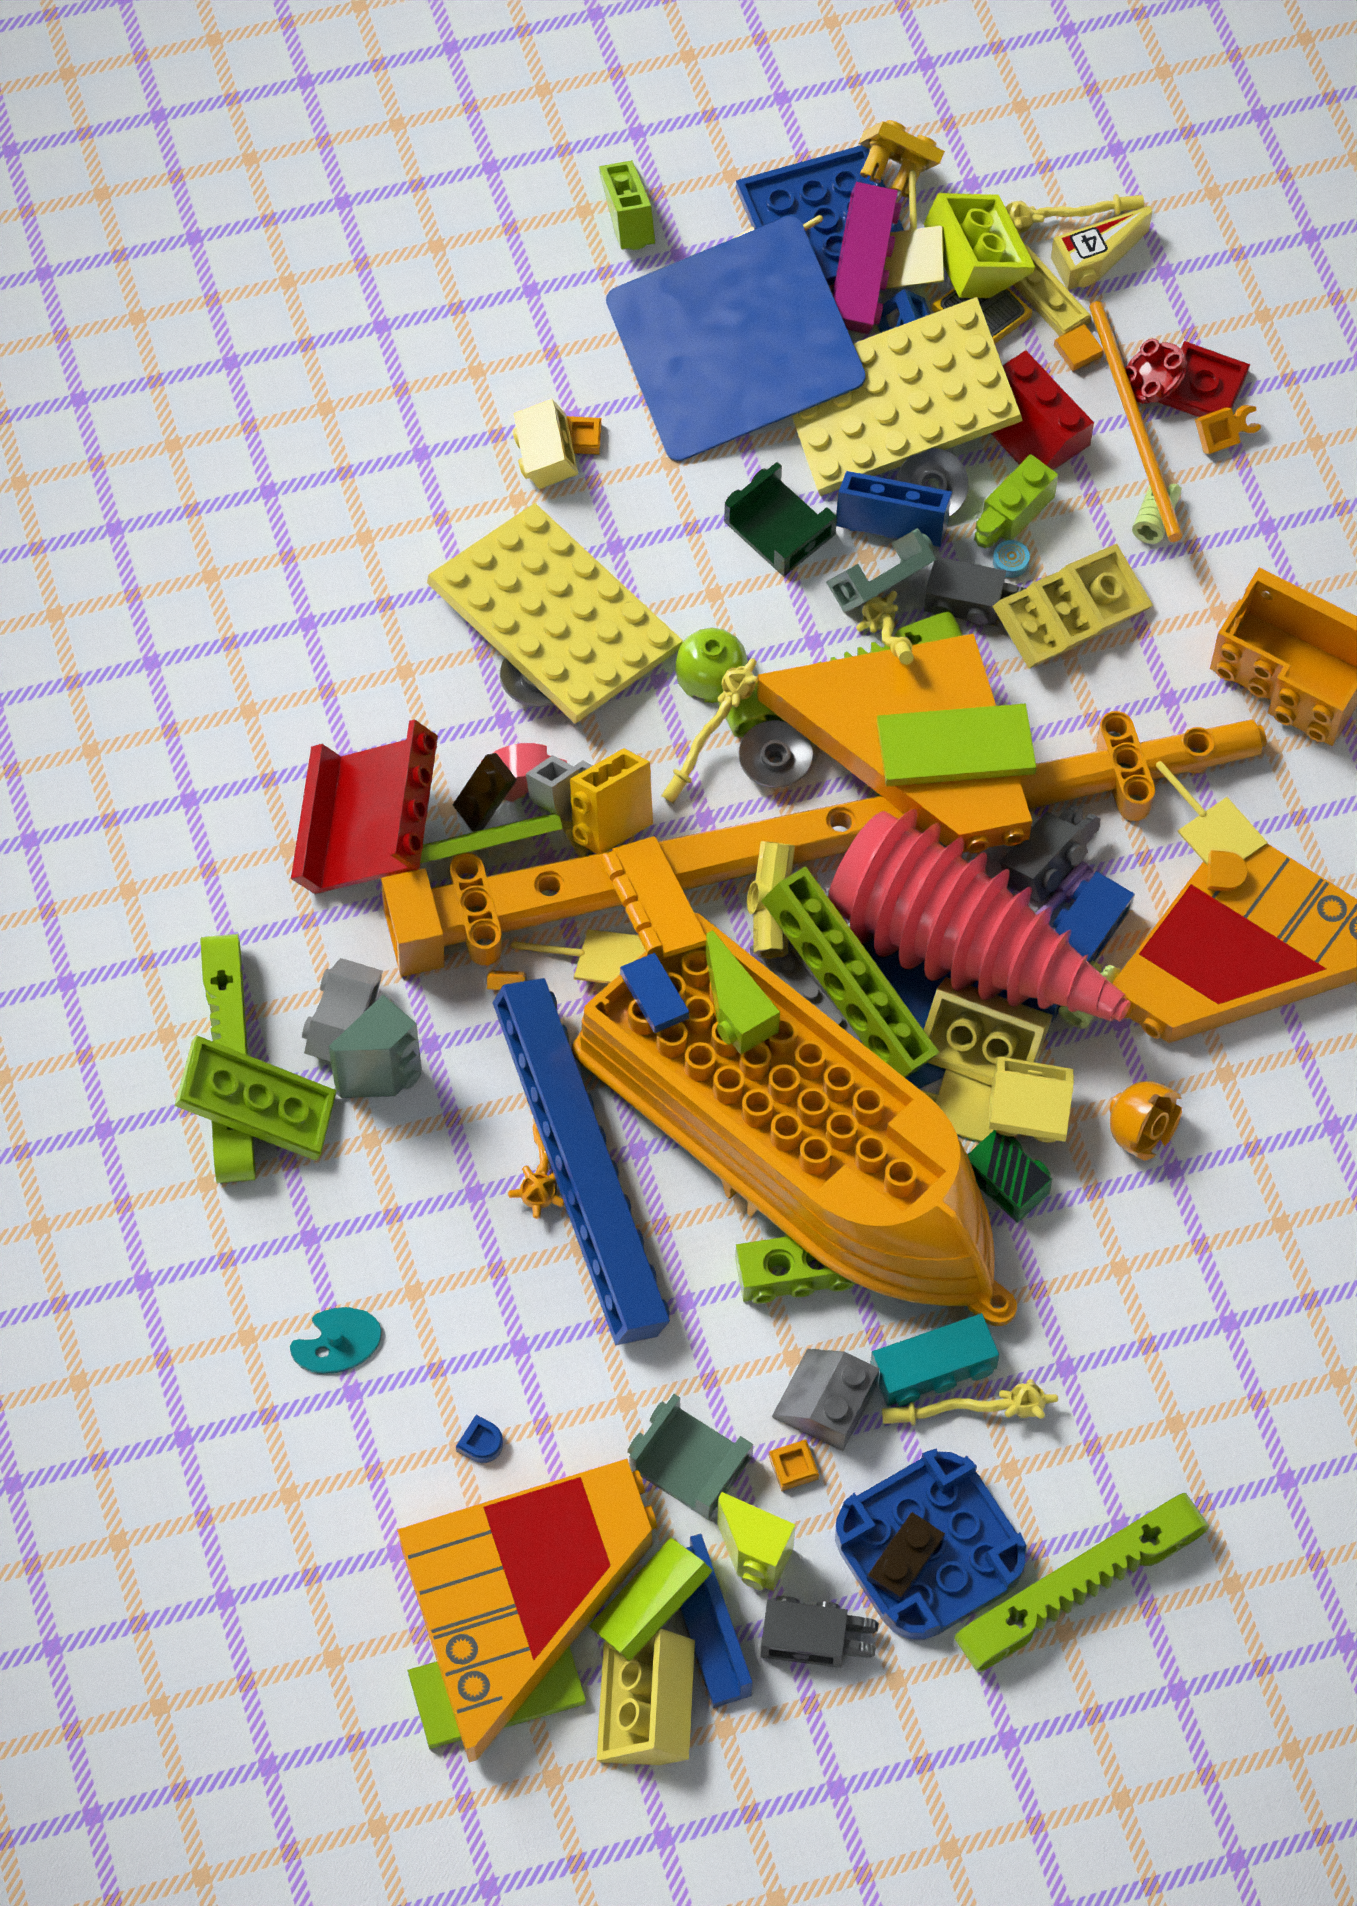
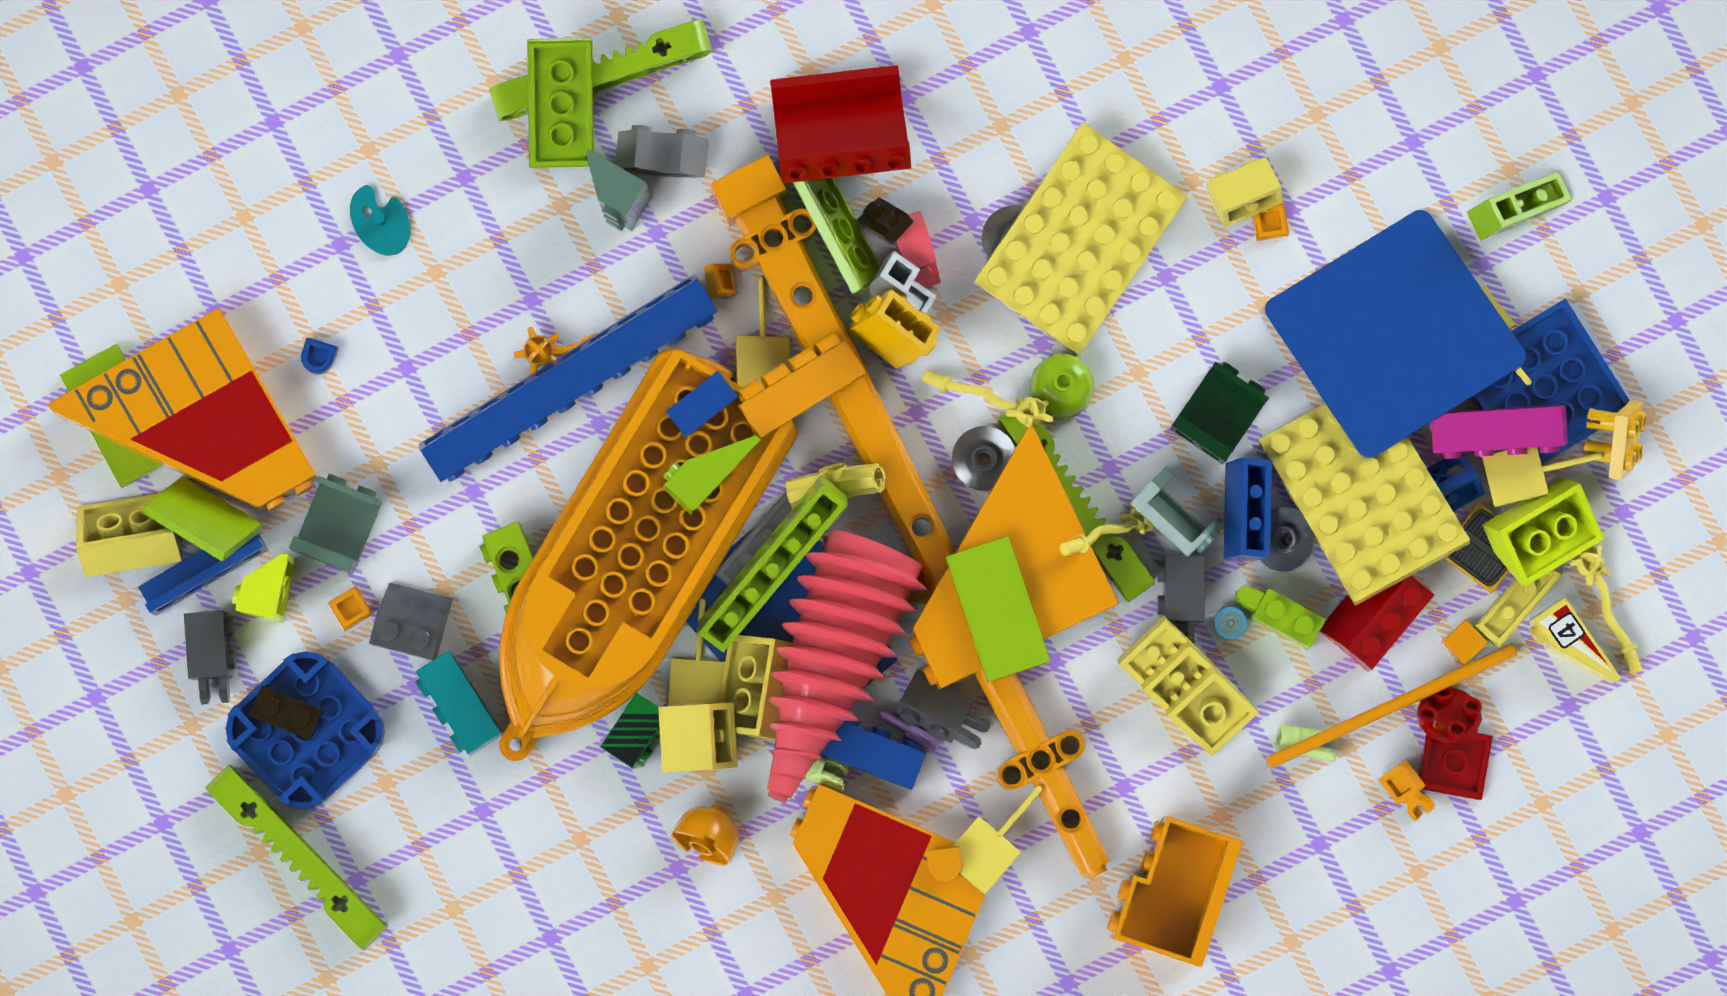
camera: 80 degrees right, 20 degrees up
(1023, 1400) = (440, 782): light yellow piece -> none

